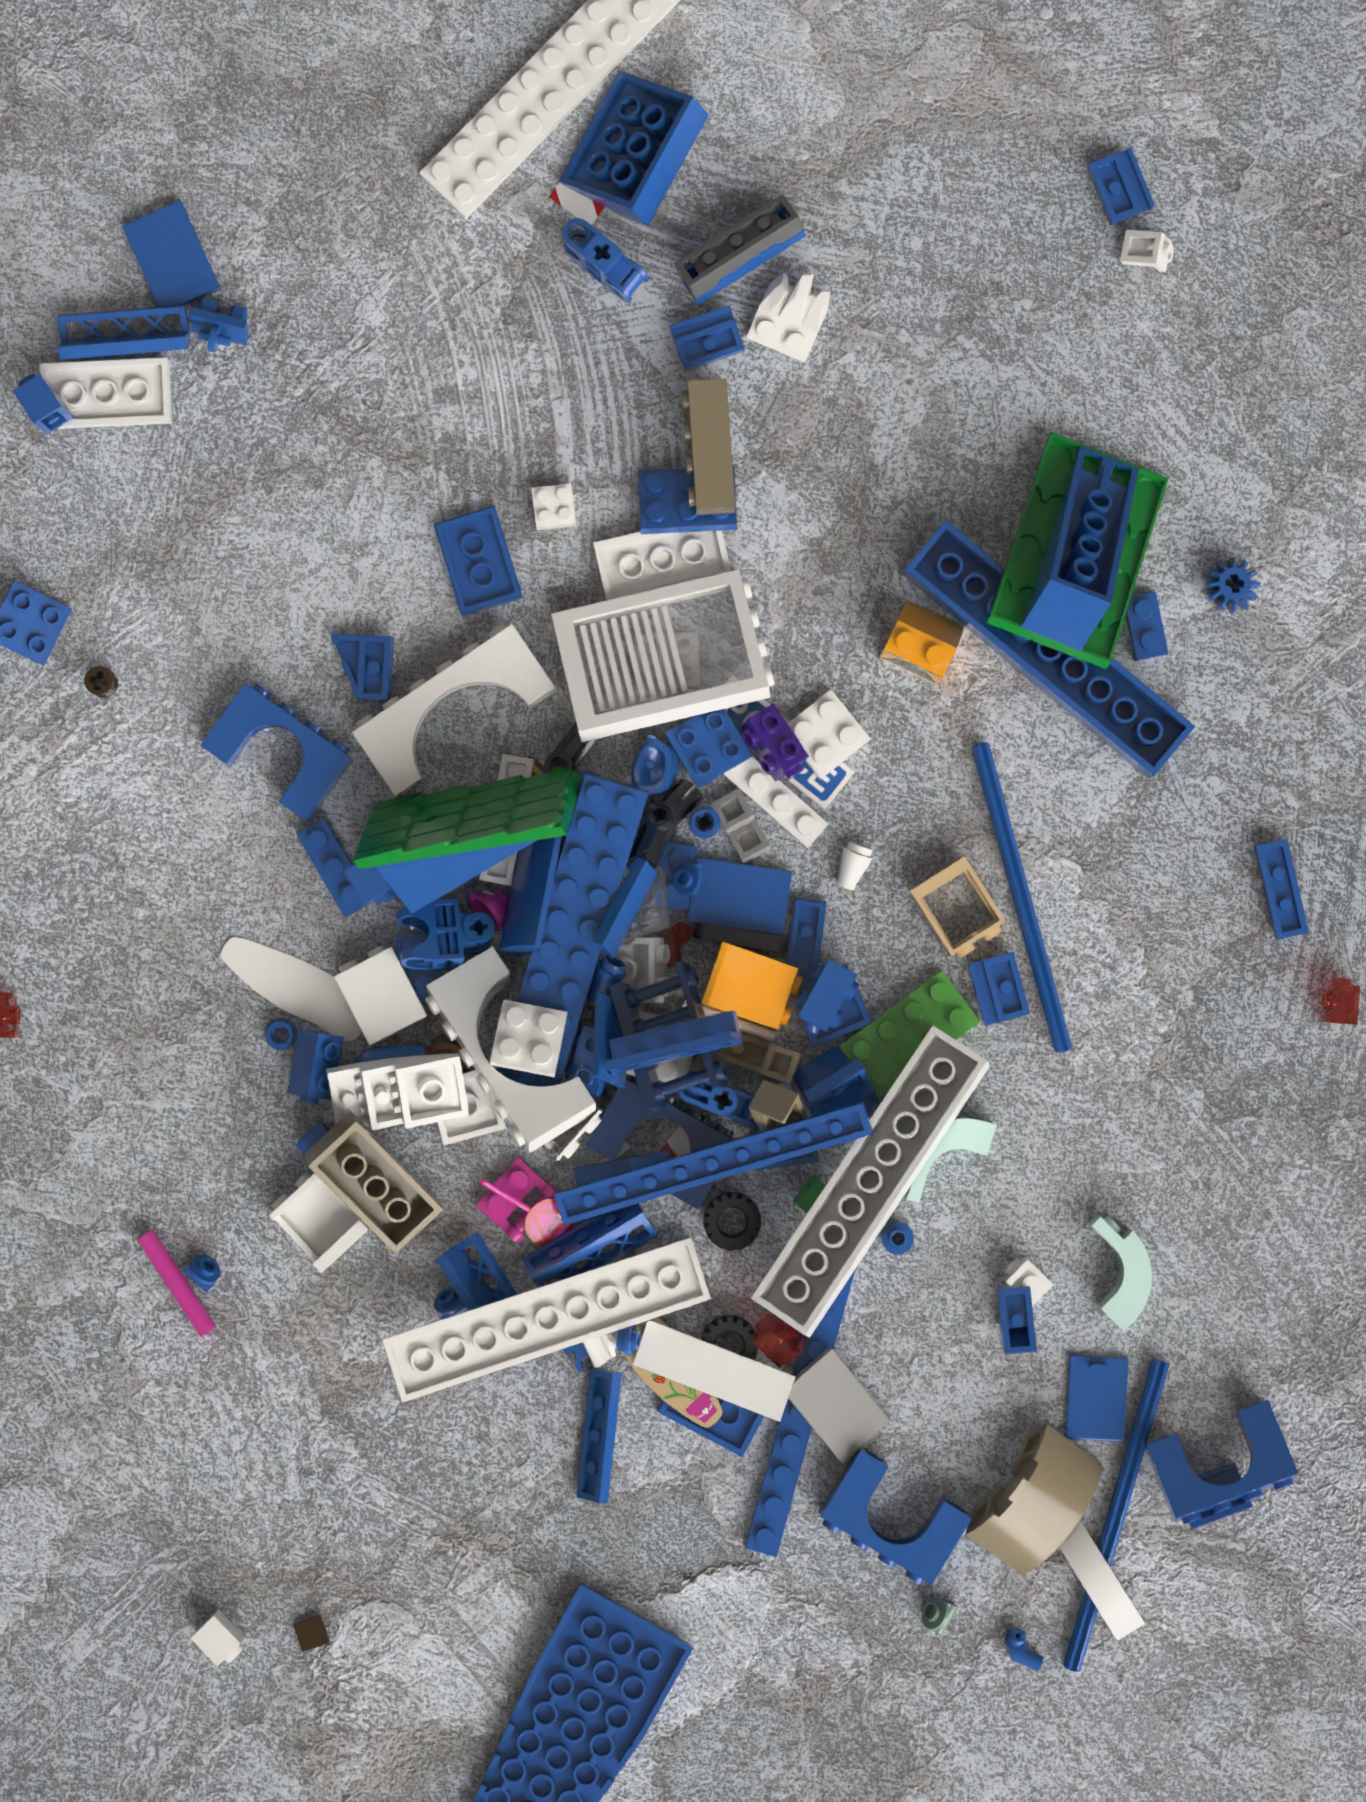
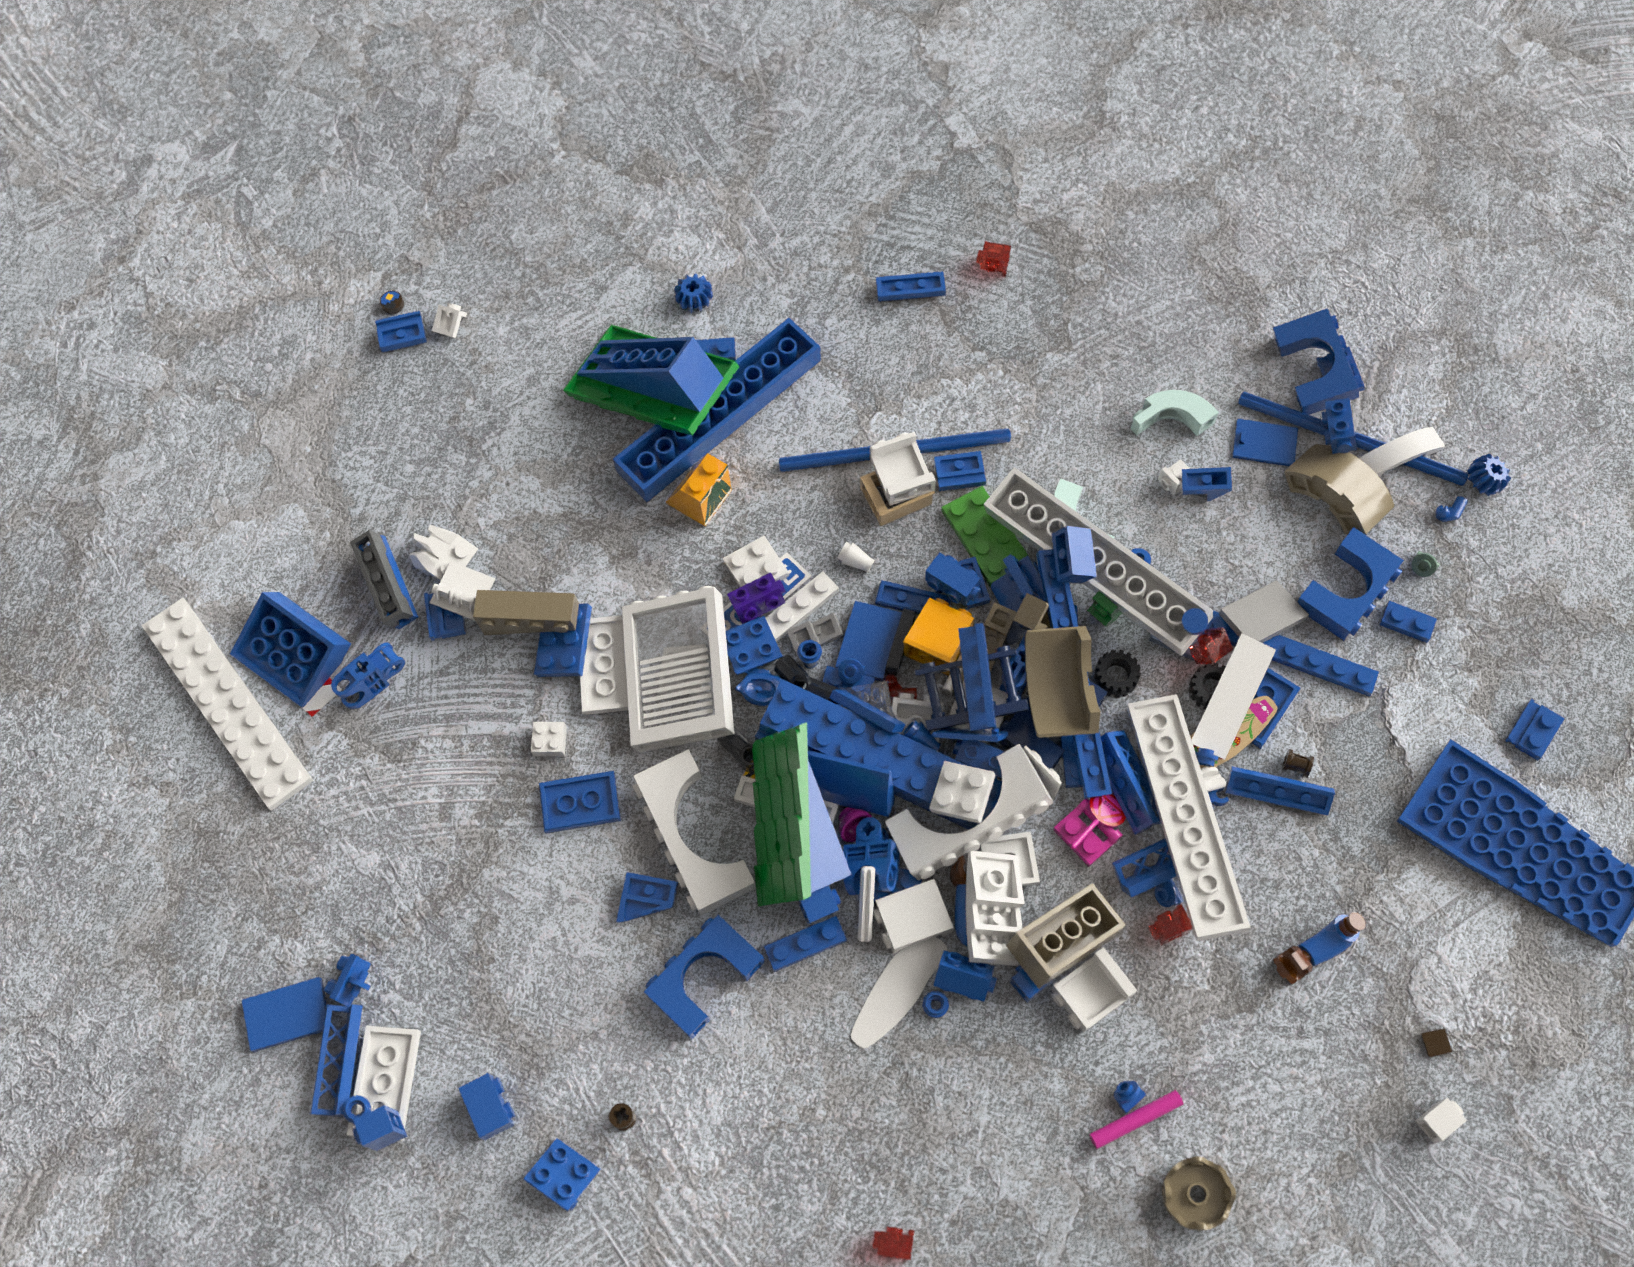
camera: 80 degrees left, 20 degrees down
(56, 370) = (351, 1102): none -> blue plate
(76, 1364) = (1217, 1188): none -> dark tan plate
(93, 521) = (487, 1106): none -> blue brick
(385, 936) = (866, 902): none -> white axle
(408, 1495) = (1321, 947): none -> piece
(409, 1308) = (1171, 925): none -> clear red brick
(638, 1456) = (1298, 763): none -> dark brown bush
(685, 1145) = (1059, 683): none -> dark tan panel
(724, 1755) = (1534, 729): none -> blue plate
(737, 354) = (459, 589): none -> white hinge
(785, 1313) = (1195, 621): none -> blue tile
(853, 1593) = (1408, 621): none -> blue plate
(859, 1150) = (1074, 555): none -> brick
(979, 910) = (901, 468): none -> white panel
(1077, 1698) = (1488, 474): none -> blue gear
(1118, 1496) = (1340, 424): none -> blue brick
(1168, 162) = (392, 302): none -> tile

